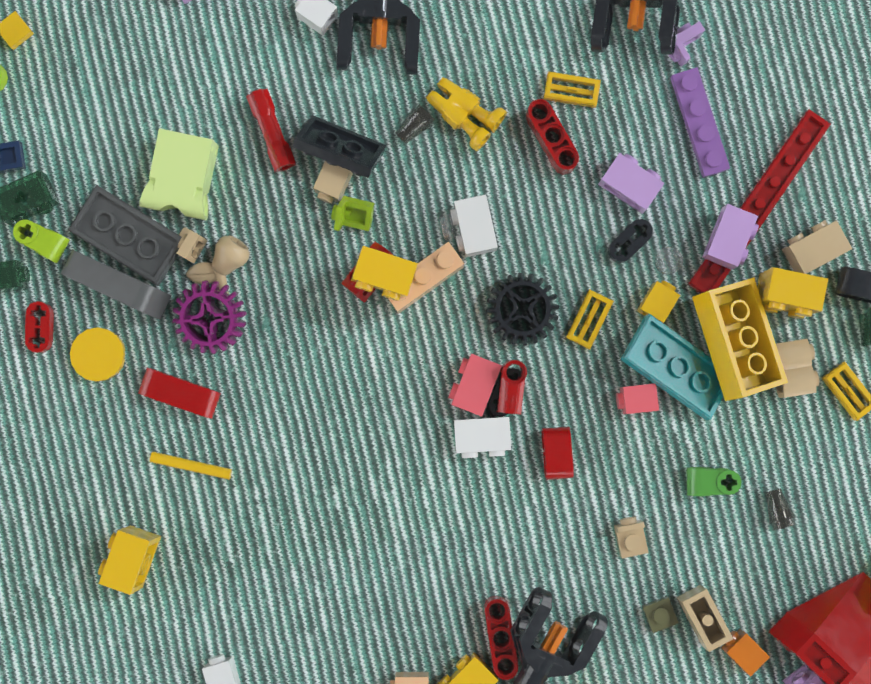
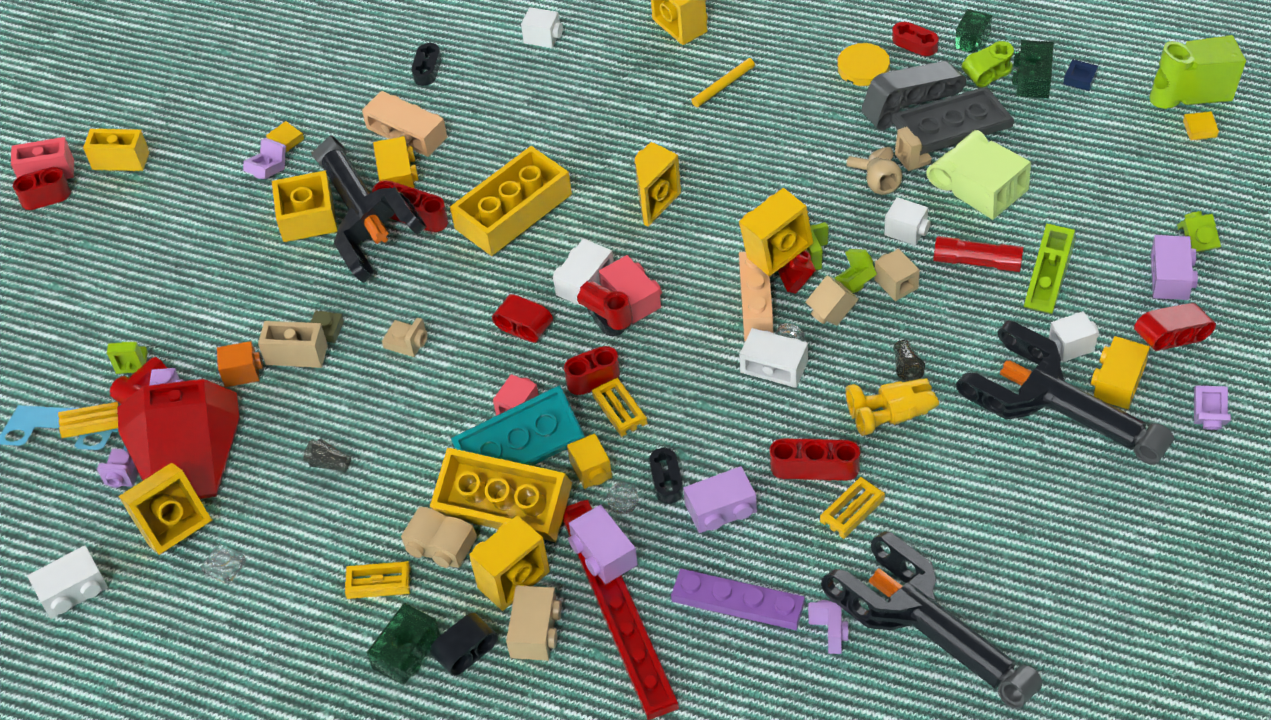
camera: 130 degrees right, 35 degrees down
(179, 393) = (788, 96): red beam -> none
(210, 328) = (837, 136): magenta gear -> none
(254, 64) = (1050, 268): none -> lime slope
(270, 205) = (907, 221): none -> white brick
(339, 146) = (924, 286): black plate -> none
(342, 269) = (820, 238): none -> lime bracket
(357, 437) = (656, 180): none -> yellow slope
(395, 212) = (831, 301): none -> tan brick
(448, 548) = (511, 200): none -> yellow brick
(514, 299) = (687, 351): black gear -> none
(577, 354) = (591, 370): none -> red beam
(707, 481) = (397, 418): bright green piece -> none

